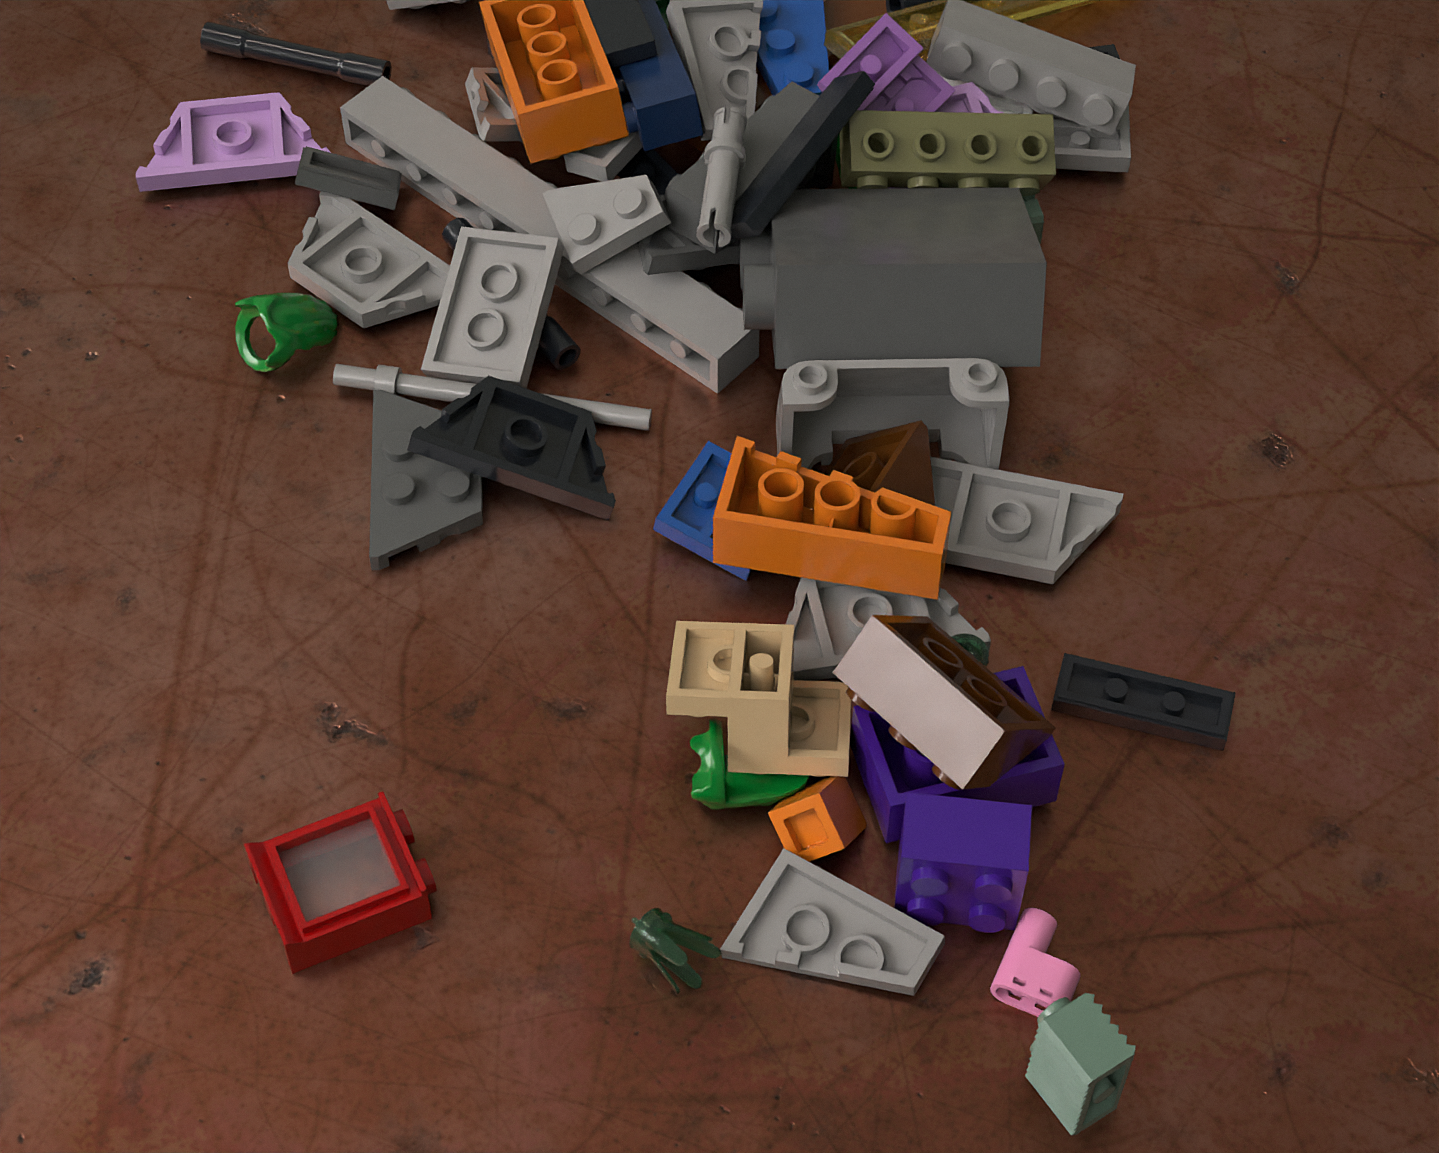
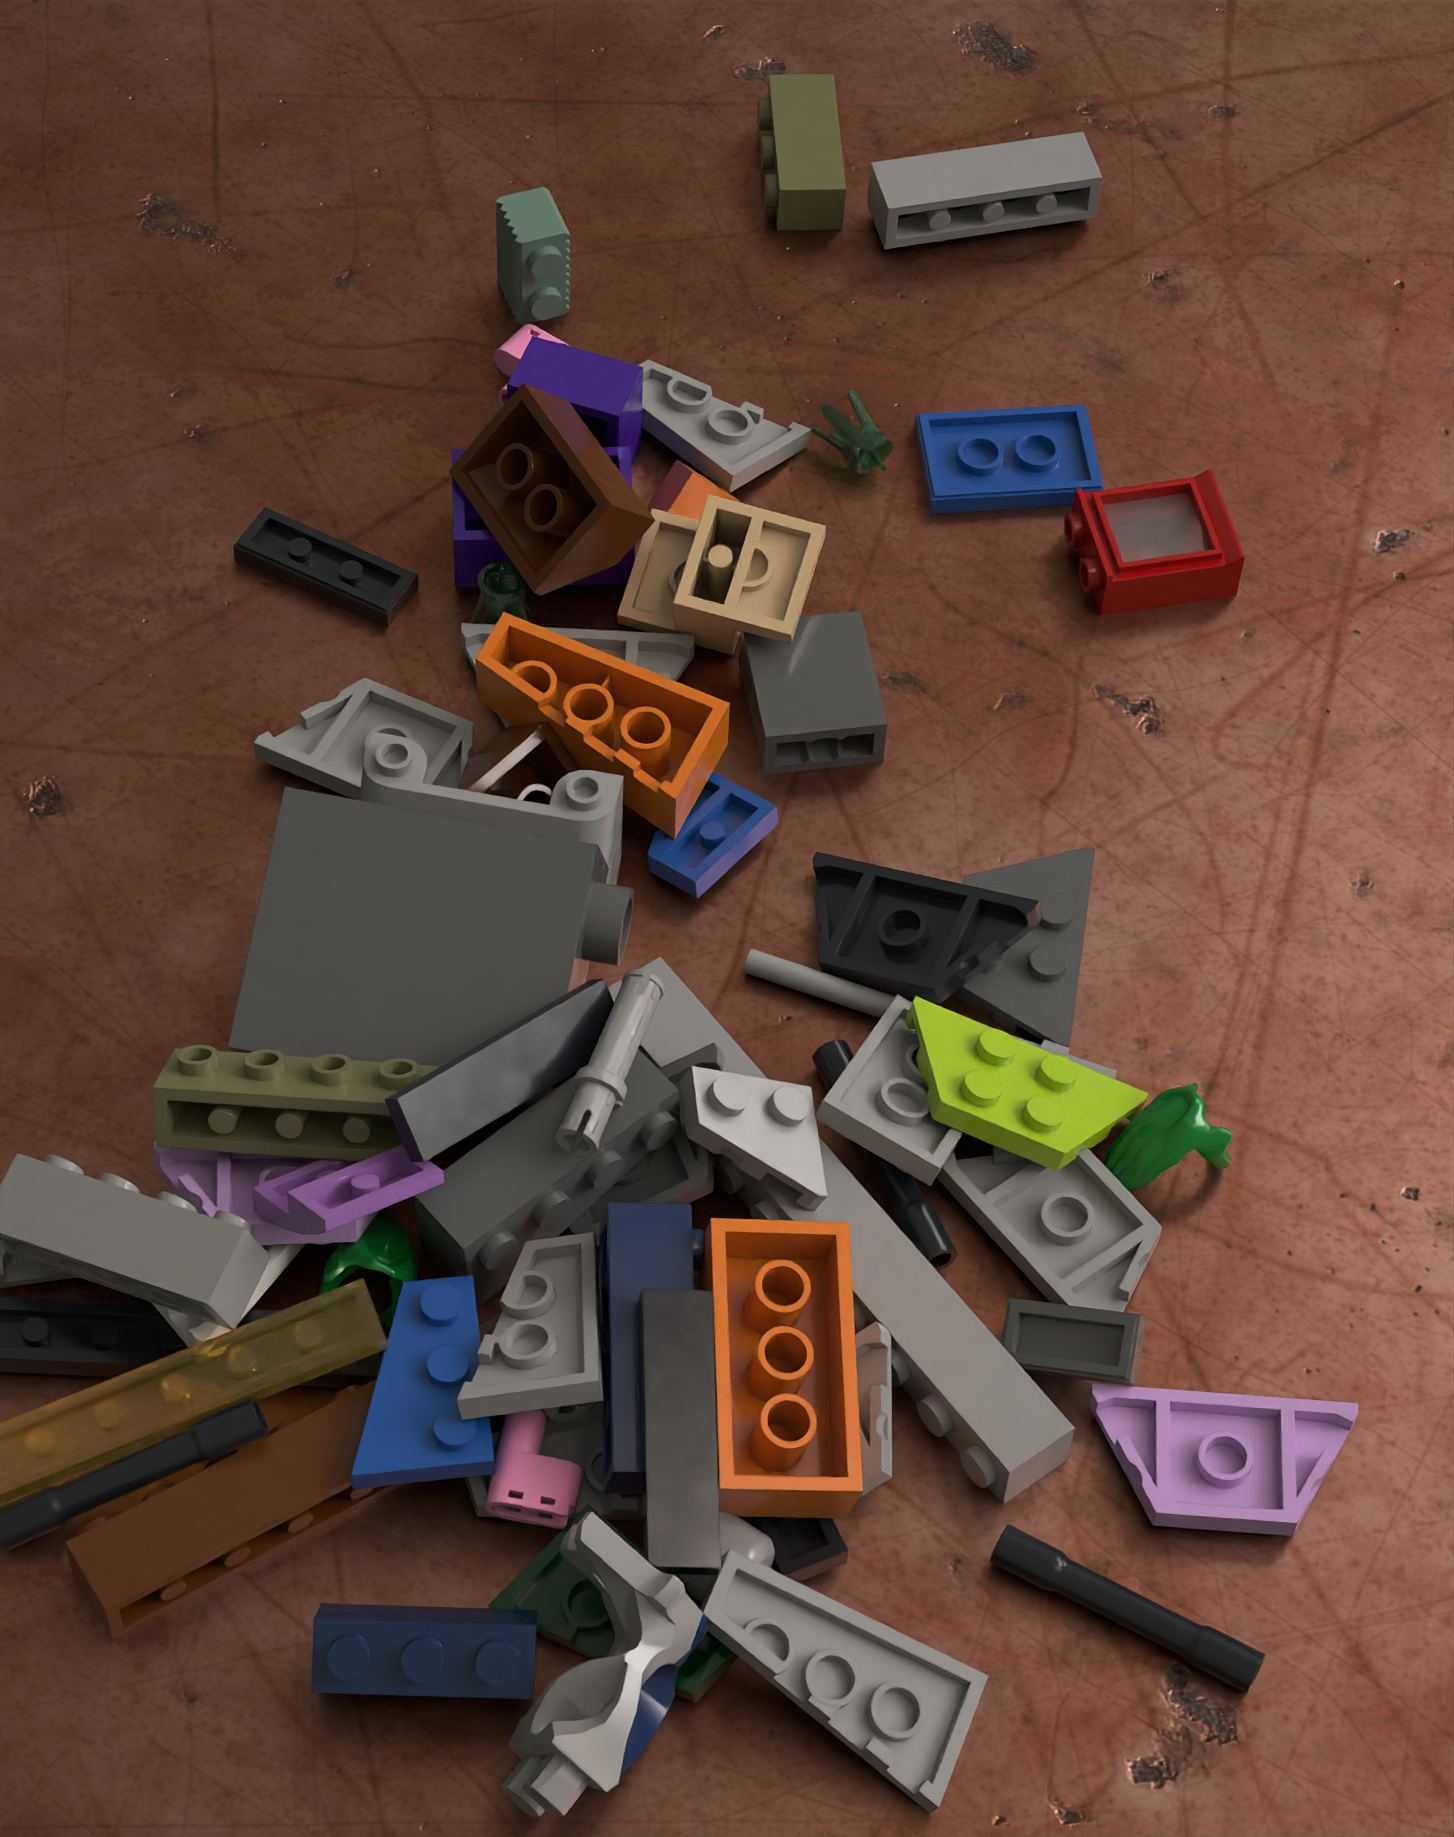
camera: 170 degrees left, 0 degrees up
(410, 318) = (1014, 1090): none -> lime wing
(506, 977) = (1006, 458): none -> blue tile
(630, 638) = (814, 698): none -> dark grey brick

